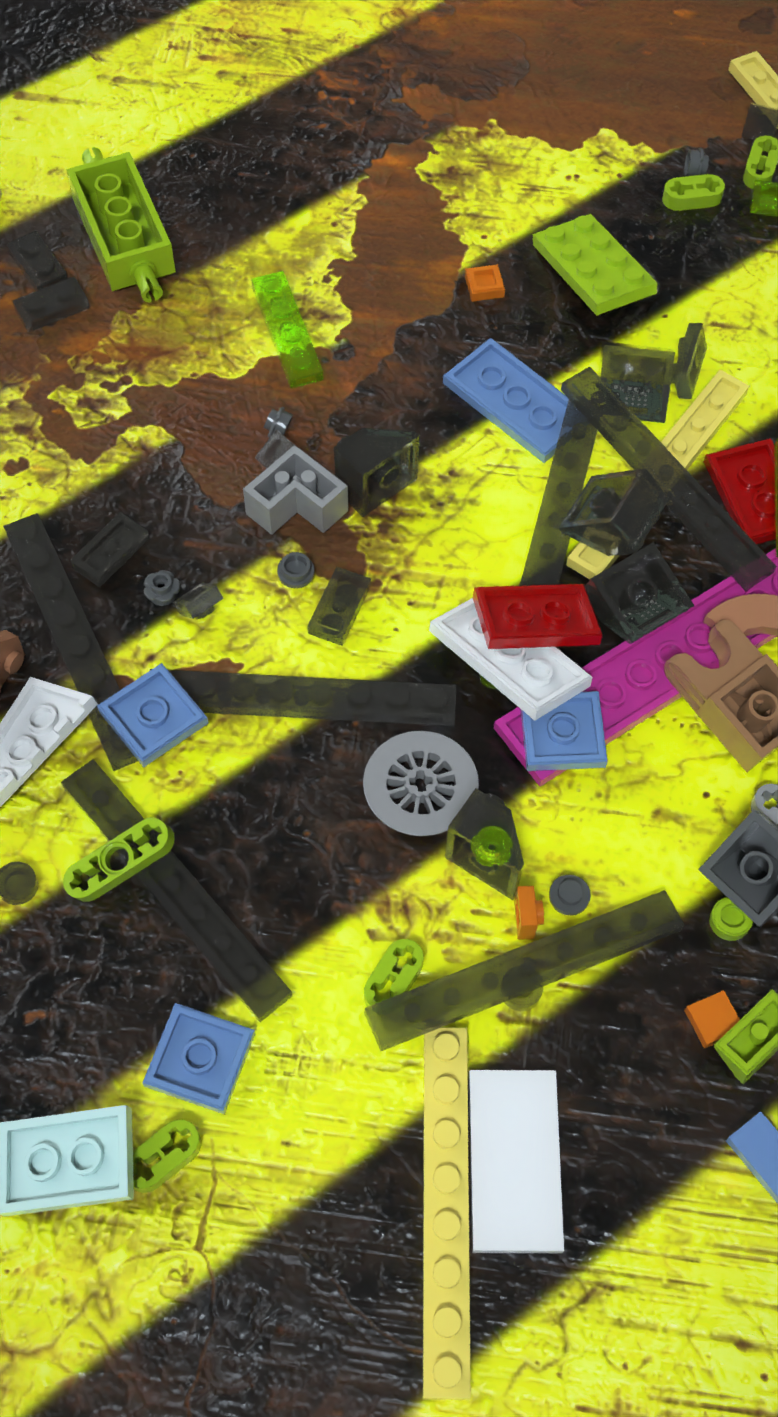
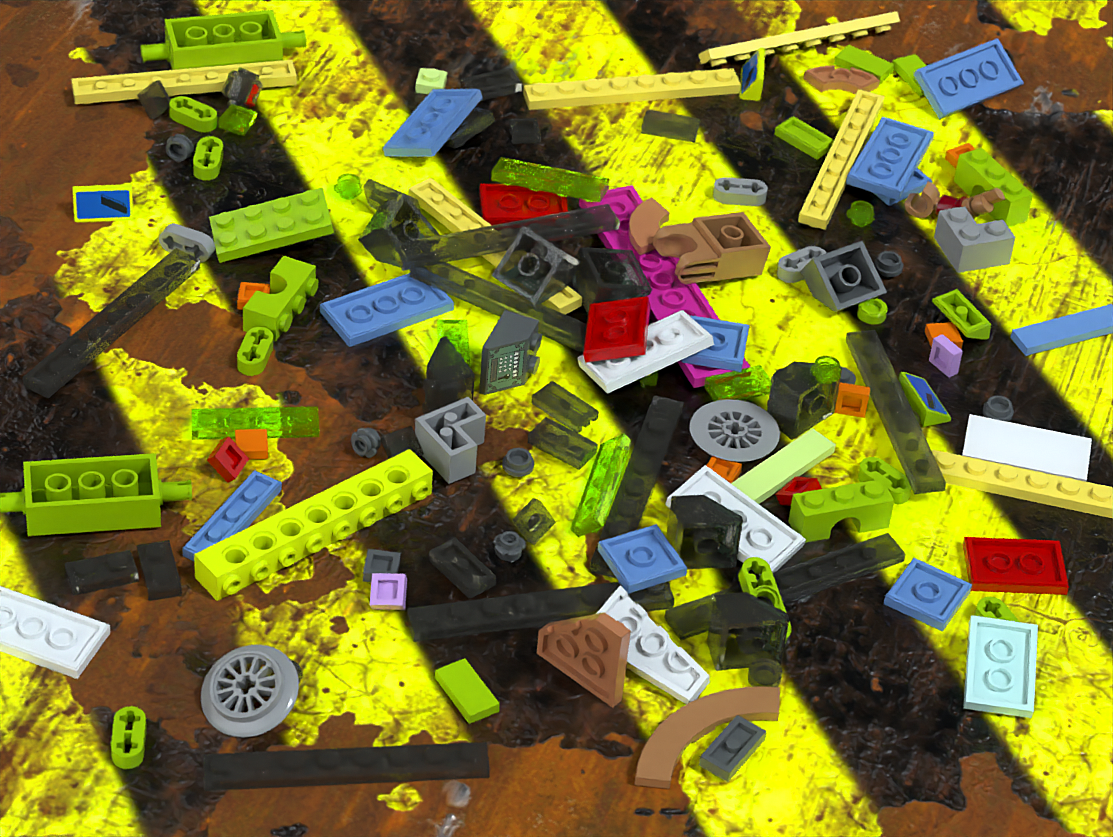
camera: 80 degrees left, 20 degrees down
(47, 835) = (745, 630): none -> clear smoke slope
(55, 490) = (388, 591): none -> lavender plate
(93, 478) = (380, 563): none -> dark grey plate
(140, 343) = (236, 512): none -> medium blue tile
(141, 408) = (312, 524): none -> neon yellow brick
(204, 760) = (703, 532): none -> clear smoke slope
(213, 315) = (227, 459): none -> red plate
(252, 332) = (252, 442): none -> orange tile
(254, 809) = (761, 531): none -> white tile
(261, 657) = (601, 486): none -> clear neon green plate
(281, 1168) = (1015, 565): none -> red tile
(306, 925) = (819, 510): none -> lime arch
(330, 872) = (796, 485): none -> red plate
(347, 784) = (726, 469): none -> orange tile
(347, 831) = (785, 465): none -> yellowish green tile
(394, 180) = (111, 323): none -> clear smoke plate
(396, 302) = (250, 349): none -> lime beam
(397, 623) = (561, 408): none -> clear smoke tile
(449, 513) = (510, 353): none -> dark grey slope
(456, 303) = (290, 288): none -> lime arch
(470, 469) = (457, 334): none -> clear neon green plate
(508, 775) = (739, 385): none -> clear neon green plate
(538, 205) = (187, 240): none -> light grey beam
(569, 1006) = (923, 400): none -> lime slope
(571, 128) = (103, 203): none -> slope
(581, 1110) = (998, 408): none -> dark grey plate
(664, 1024) = (945, 355): none -> lavender plate
(706, 314) = (348, 186): none -> clear neon green plate

